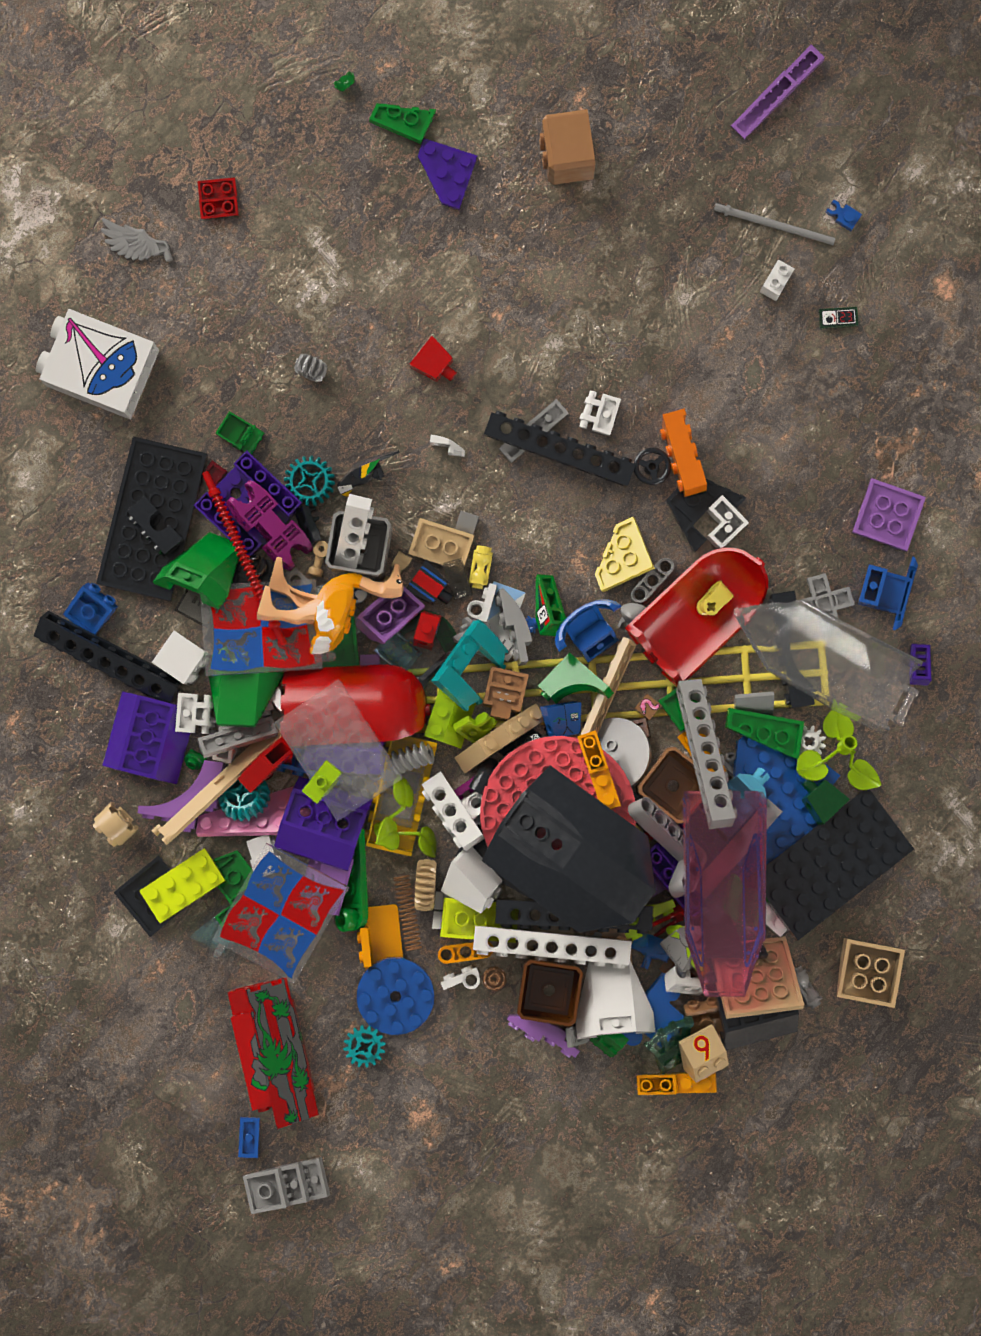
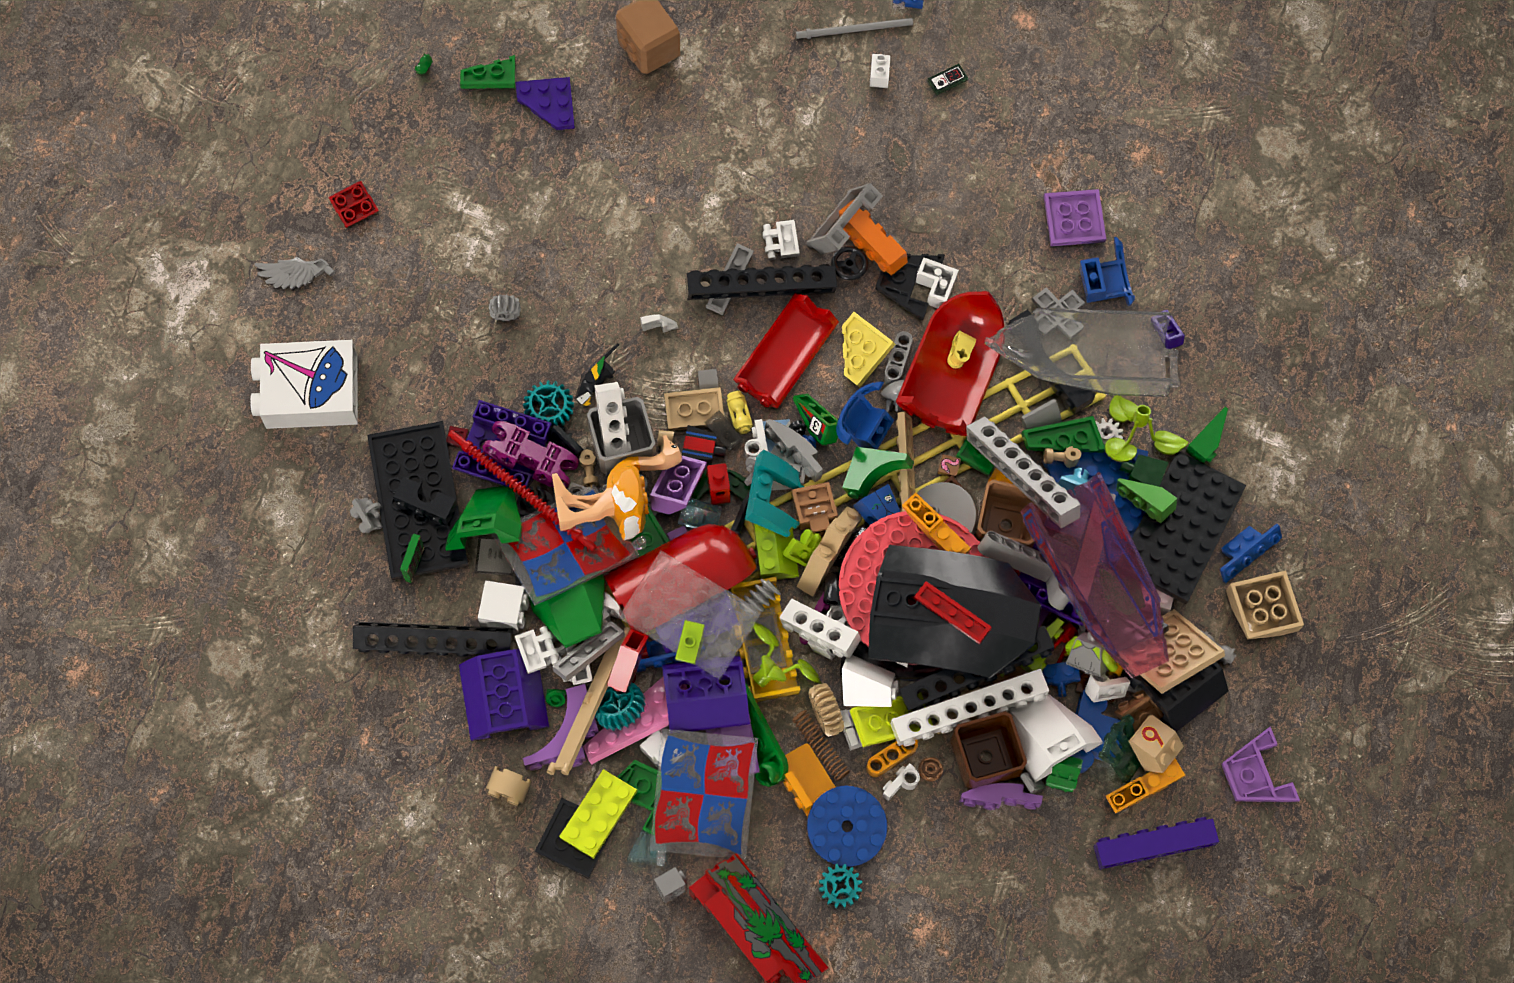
camera: 30 degrees left, 15 degrees down
(90, 608) = (395, 602): blue plate -> none
(100, 513) = (368, 513): none -> light grey hips
(119, 577) = (412, 558): none -> green tile
(216, 978) = (670, 884): none -> light grey brick
(239, 433) = (464, 391): green piece -> none
(433, 361) = (612, 258): red torso -> none
(527, 607) = (798, 426): none -> black plate
(551, 526) = (785, 351): none -> red cylinder
(568, 865) = (952, 612): none -> red plate
(647, 440) = (836, 236): none -> light grey hinge
(660, 1138) = (1156, 843): none -> dark purple brick
(760, 752) = (1069, 457): none -> tan leg
(775, 1116) = (1250, 777): none -> medium lavender wing
(814, 829) = (1152, 499): none -> bright green slope
(883, 908) = (1246, 548): none -> blue bracket
(900, 792) = (1208, 440): none -> green slope

